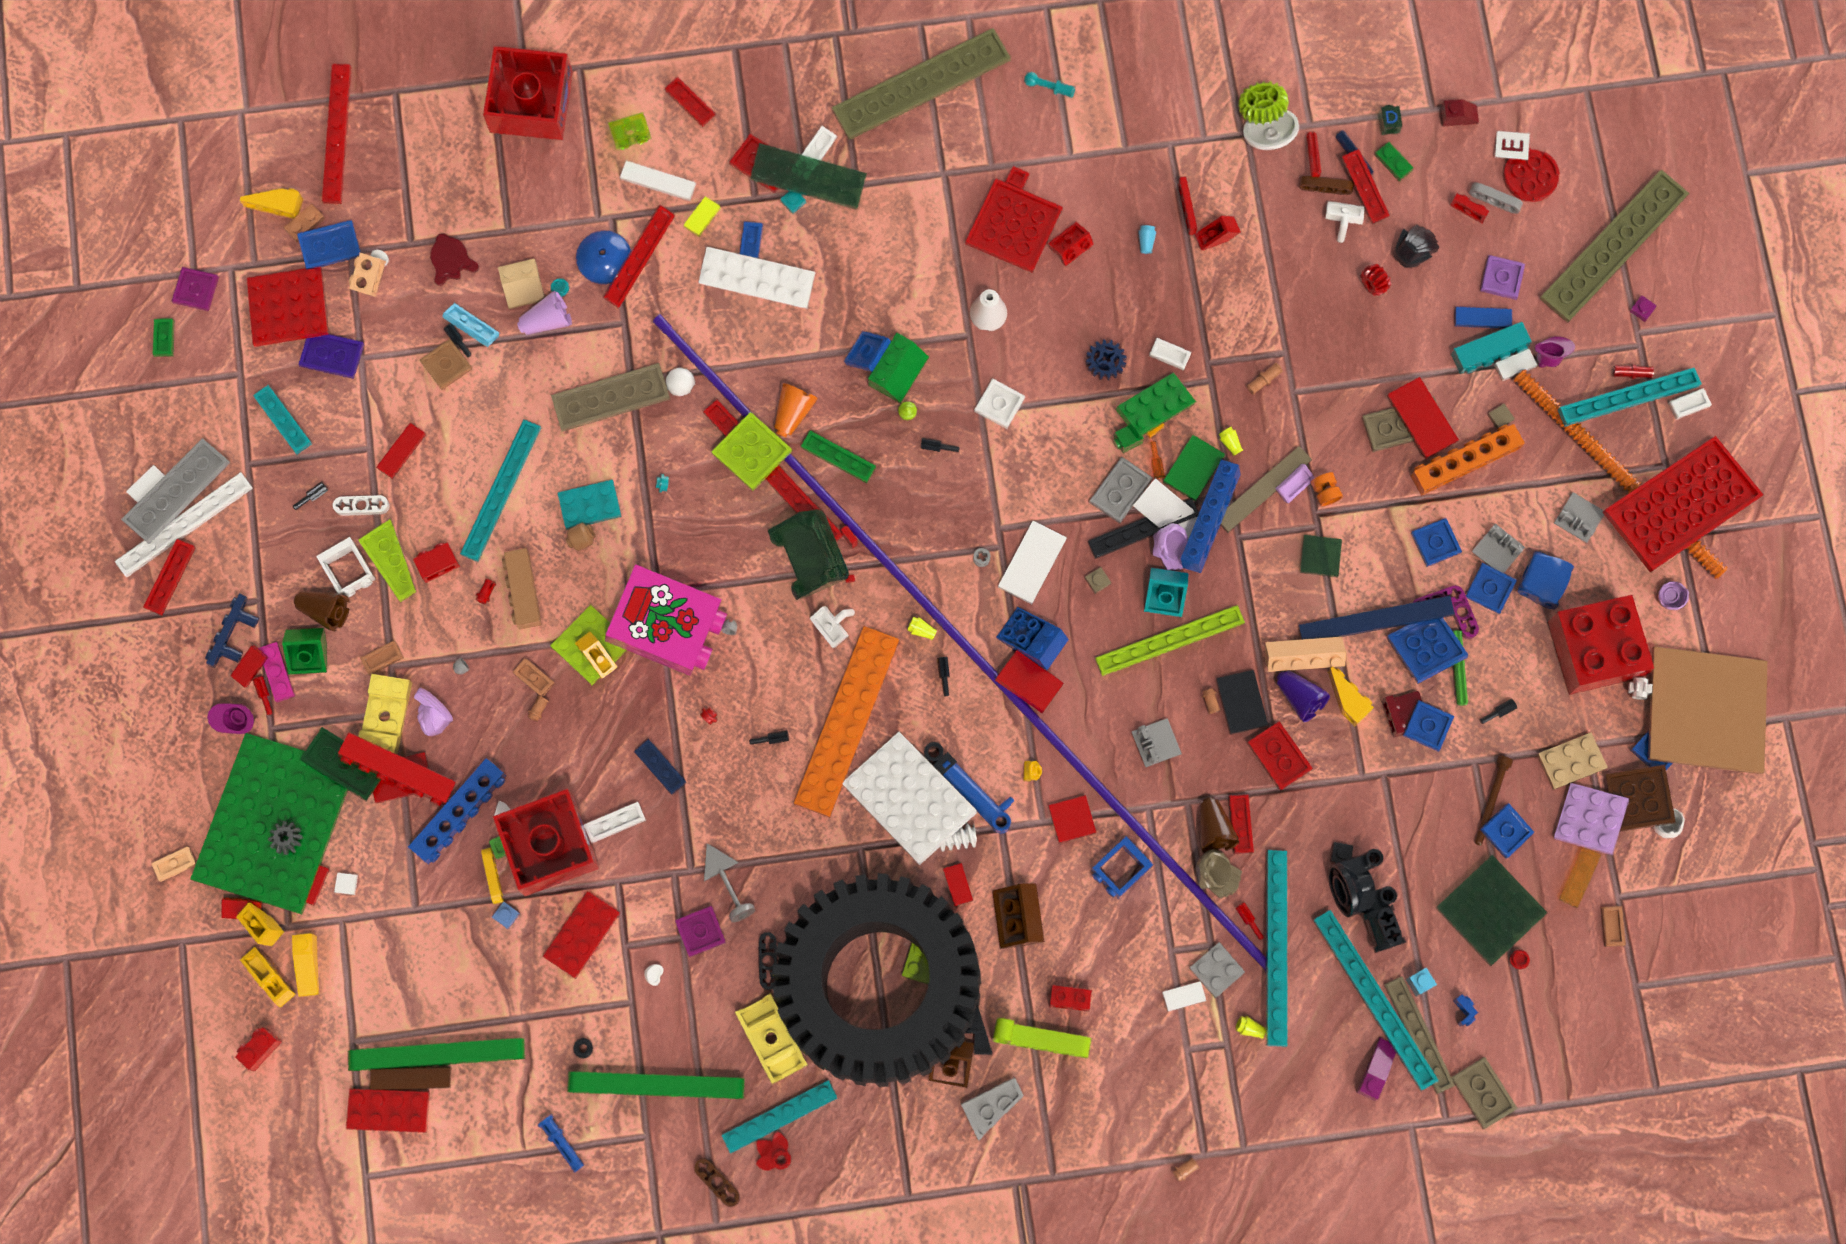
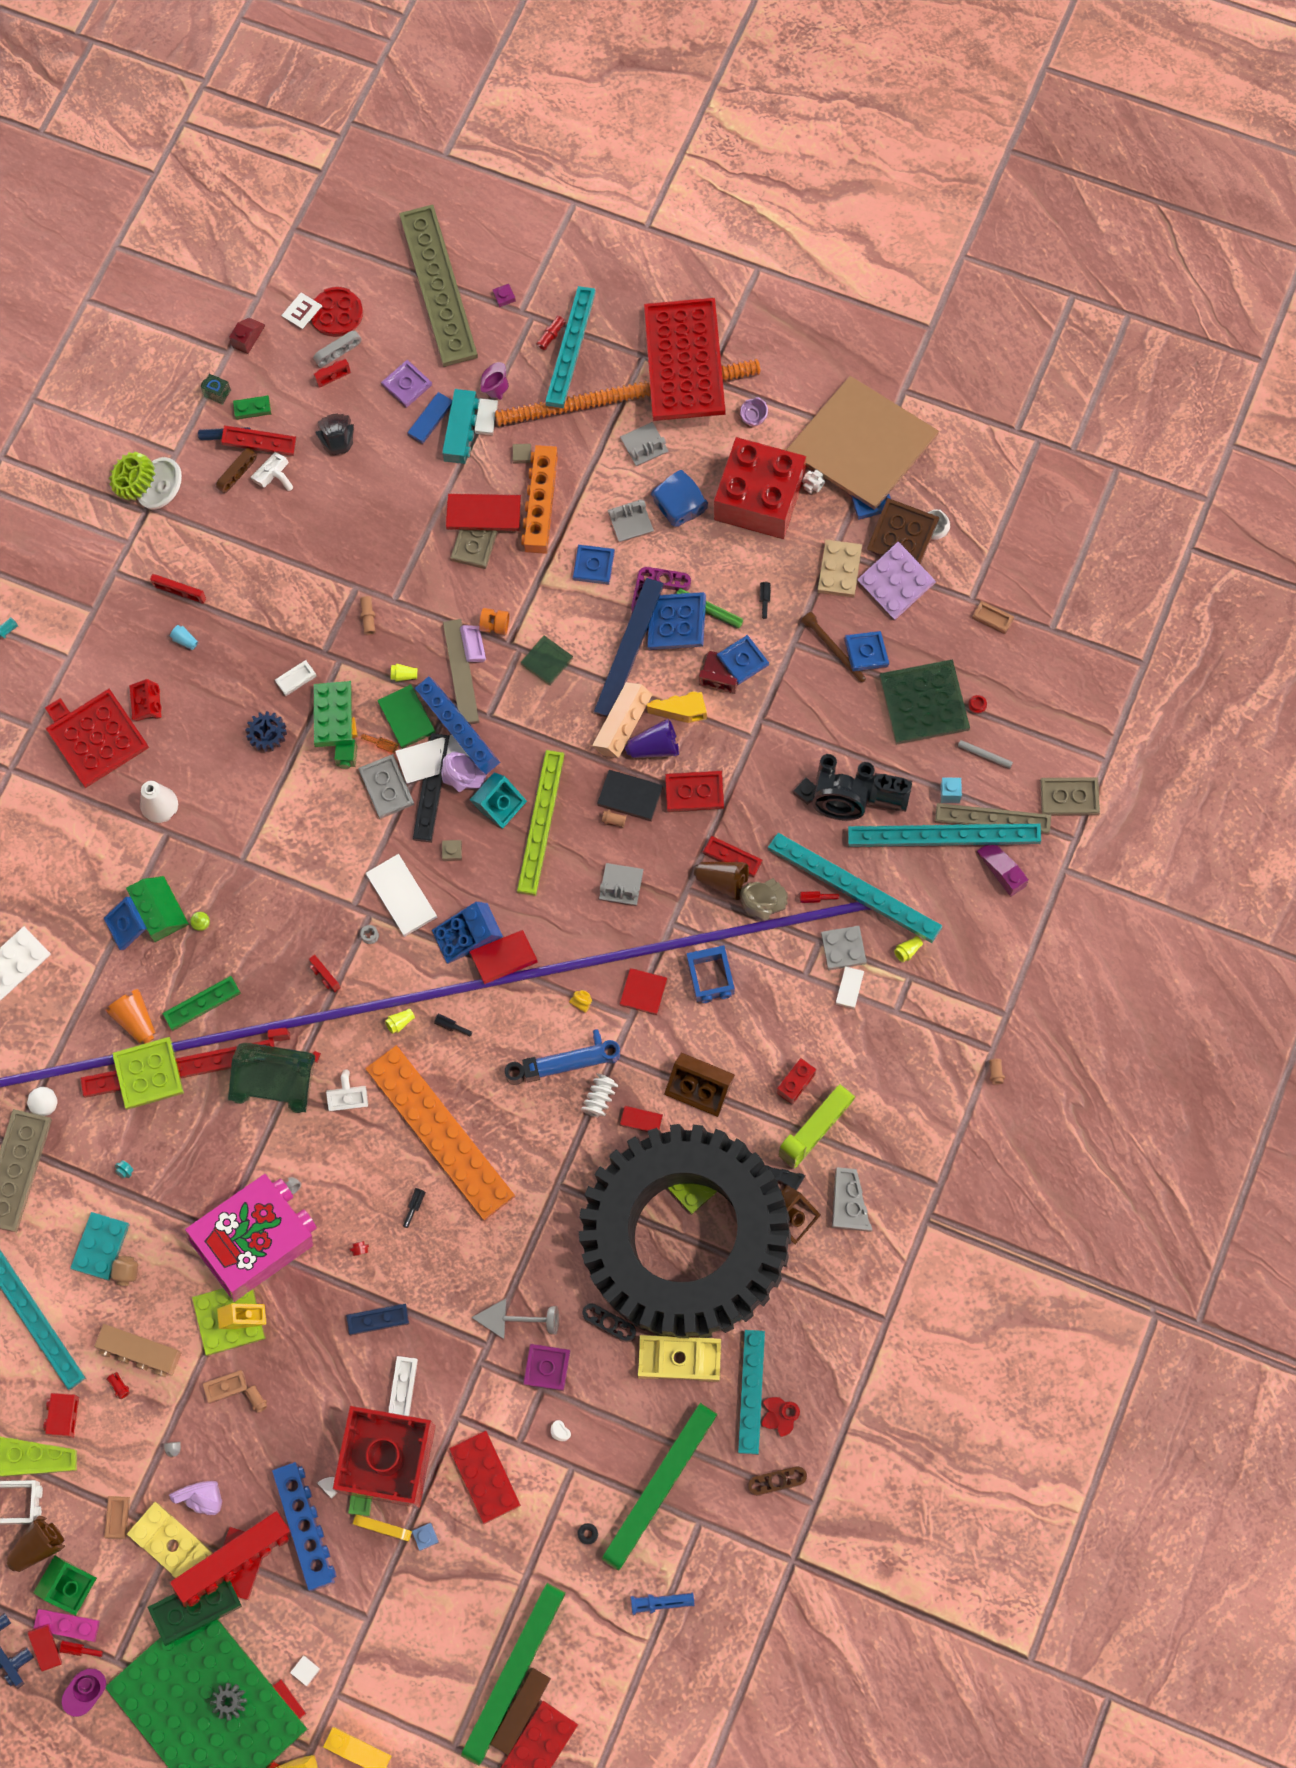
camera: 55 degrees left, 5 degrees down
(909, 798) = (541, 1116): white plate -> none
(921, 547) = (318, 968): none -> red plate
(935, 445) = (247, 914): black axle -> none
(999, 403) = (245, 841): white tile -> none
(1217, 232) = (217, 578): red slope -> none
(1313, 153) = (203, 463): red axle -> none
(1375, 279) = (343, 478): red gear -> none
(1465, 1004) = (992, 767): blue bracket -> none
(1476, 993) = (985, 754): none -> light grey bar
(1490, 588) = (659, 545): blue tile -> none
(1580, 877) = (938, 618): clear yellow tile -> none
(1689, 404) = (605, 308): white tile -> none

